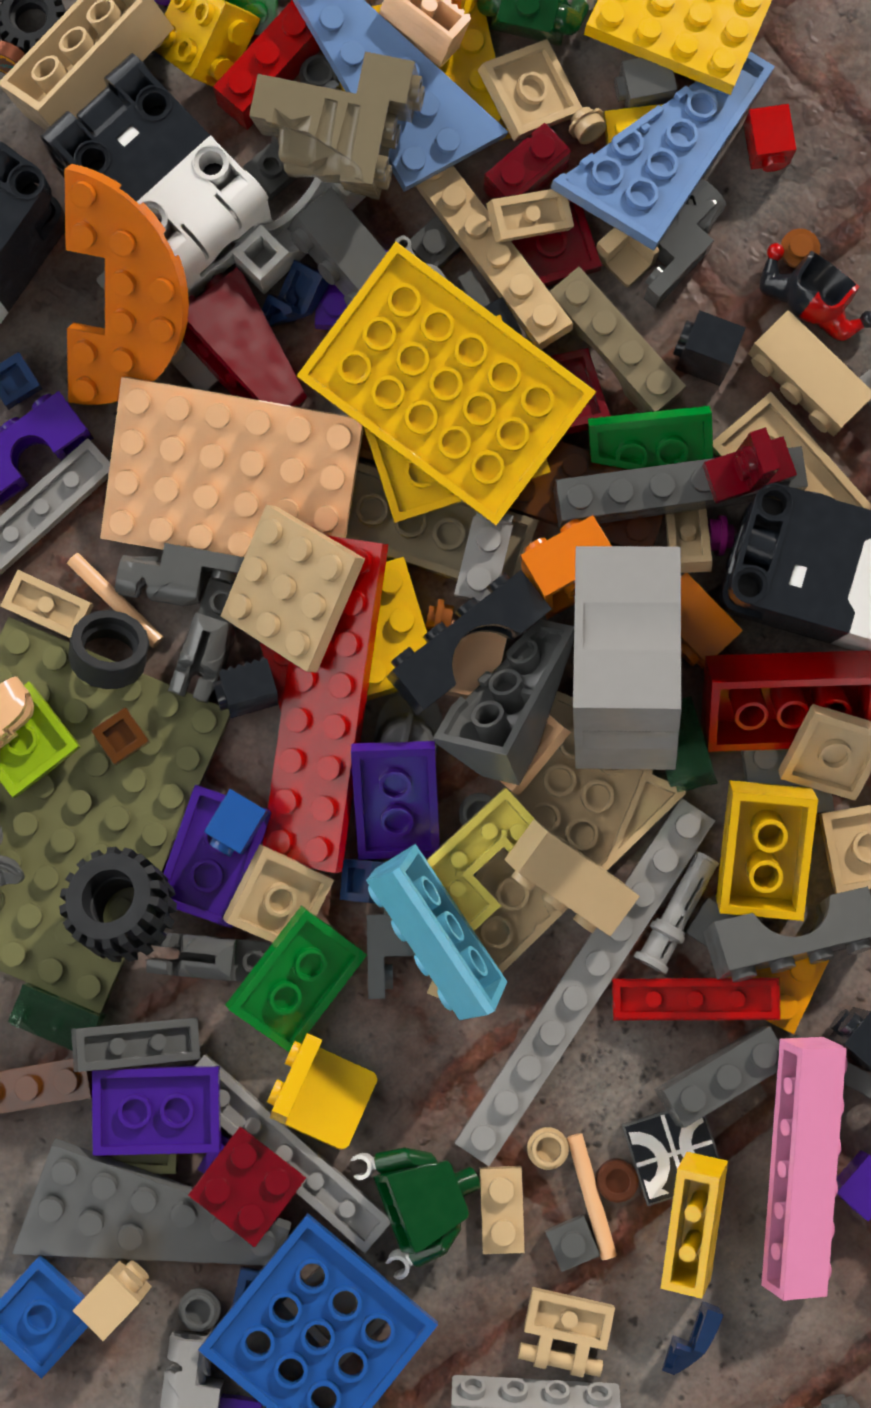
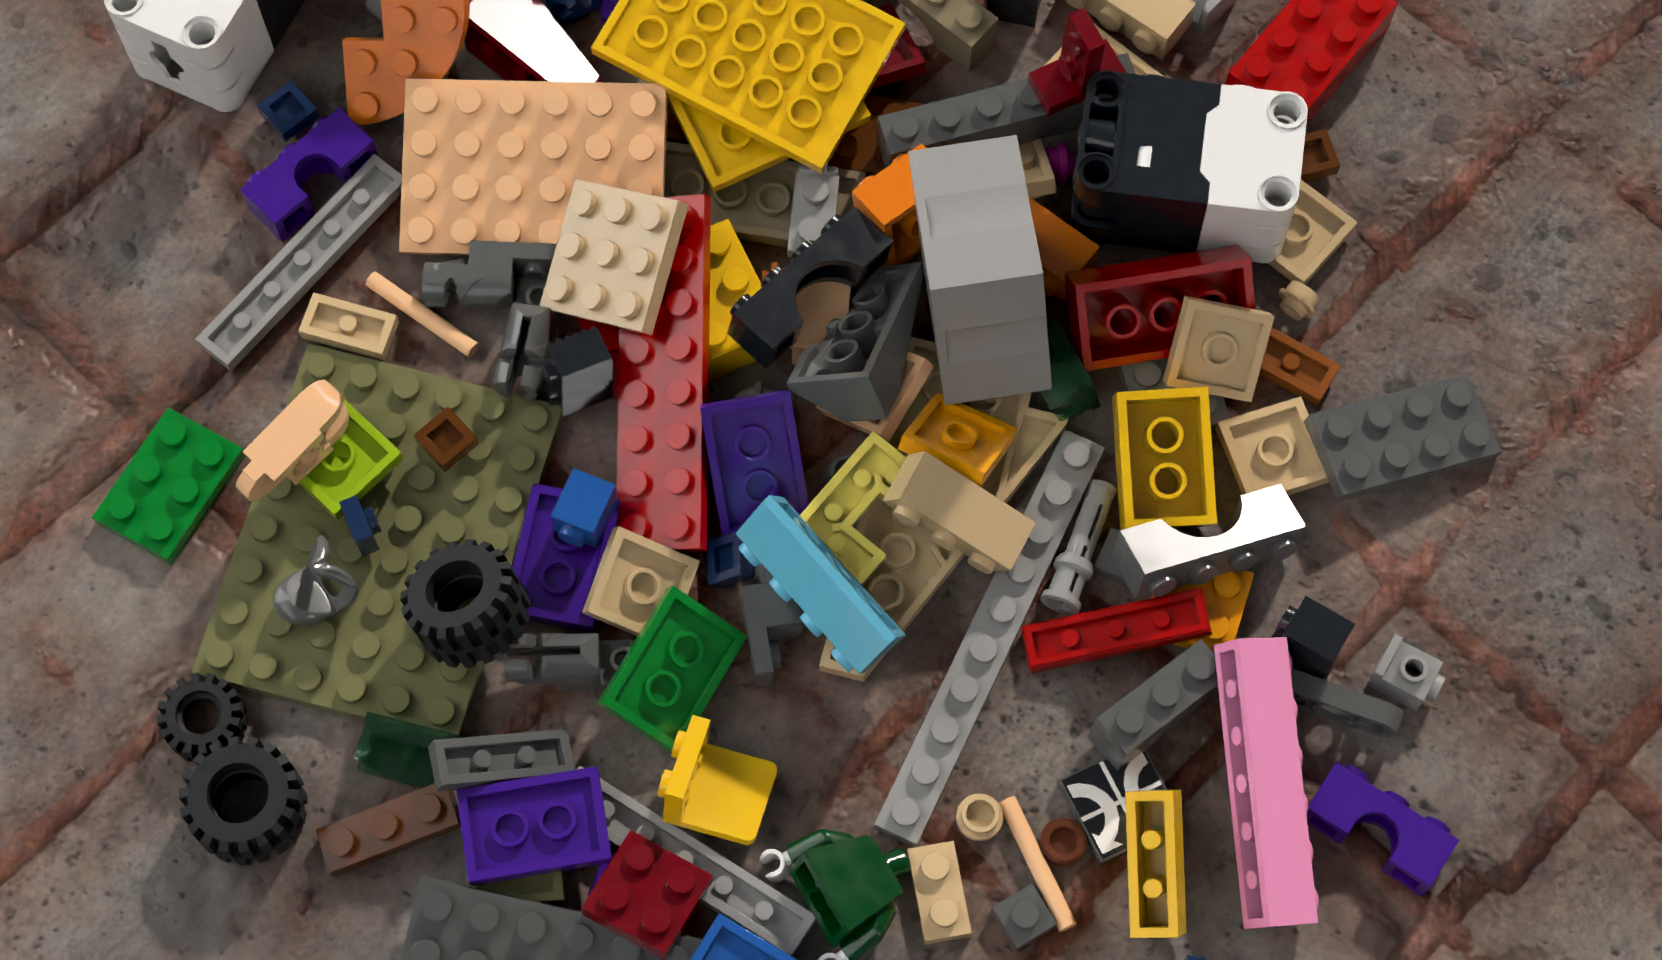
camera: 10 degrees left, 15 degrees down
(35, 809) = (362, 524): none -> dark blue plate
(112, 625) = (422, 375): black tyre -> none
(582, 807) = (959, 438): none -> light orange plate
(652, 438) = (968, 69): green wing -> none

